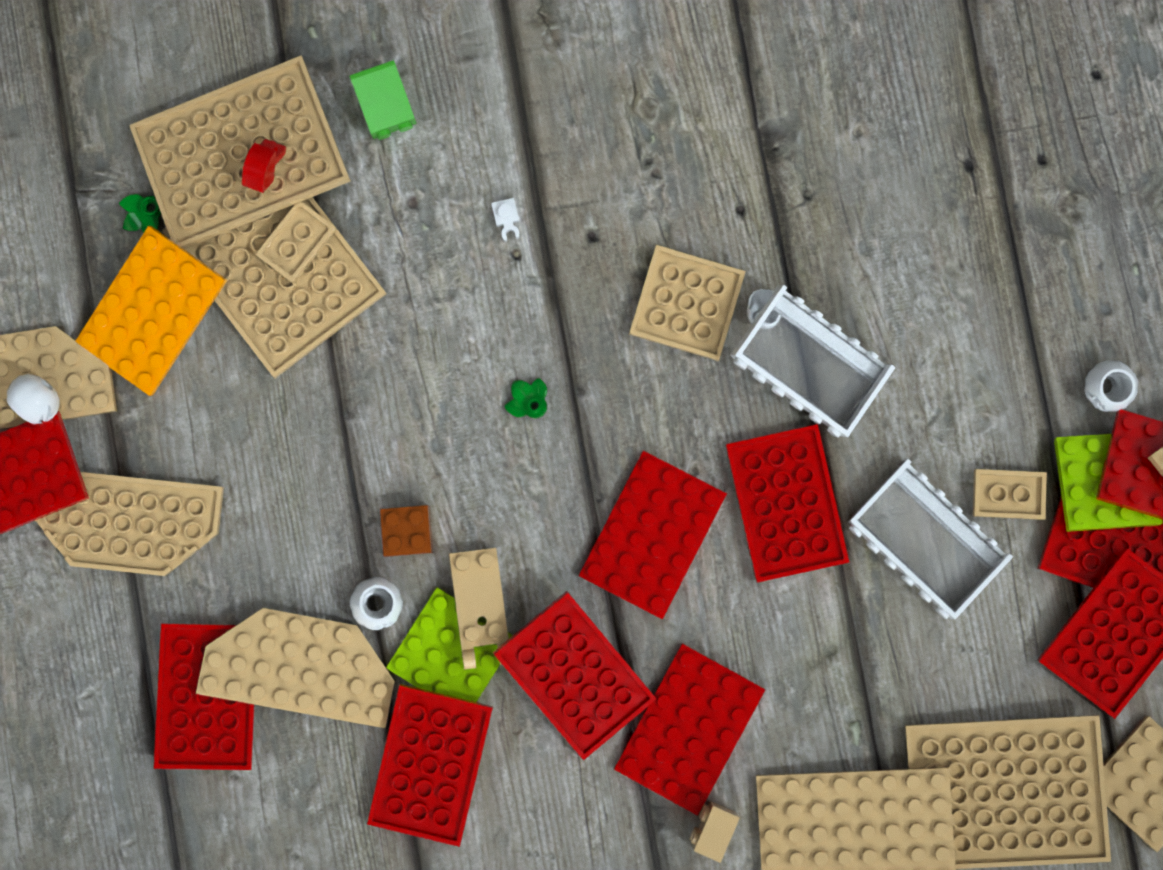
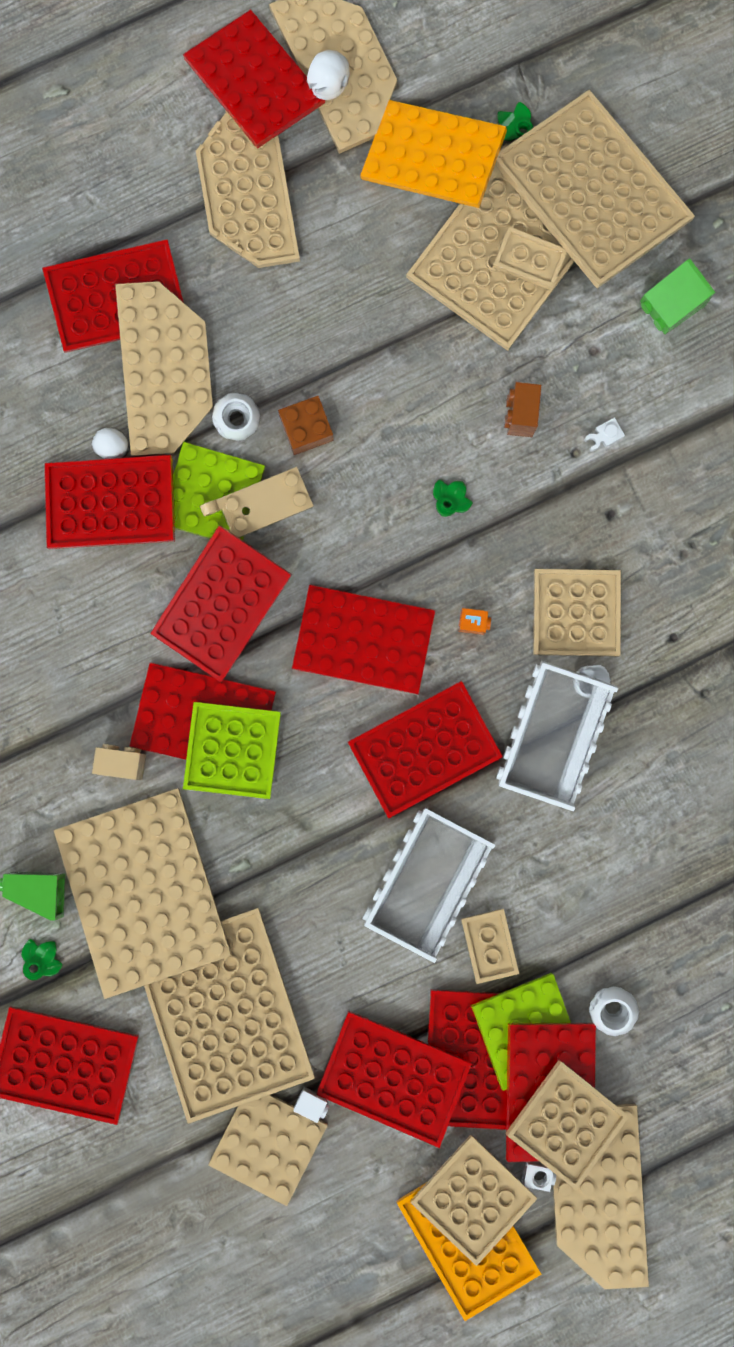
camera: 65 degrees right, 0 degrees up
(260, 164) = (587, 204): red brick -> none
(365, 747) = (110, 443): none -> white hair
(457, 296) = (524, 409): none -> dark orange brick
(667, 412) = (474, 621): none -> orange brick
(734, 707) = (232, 750): none -> lime plate
(1124, 727) = (311, 1105): none -> white brick

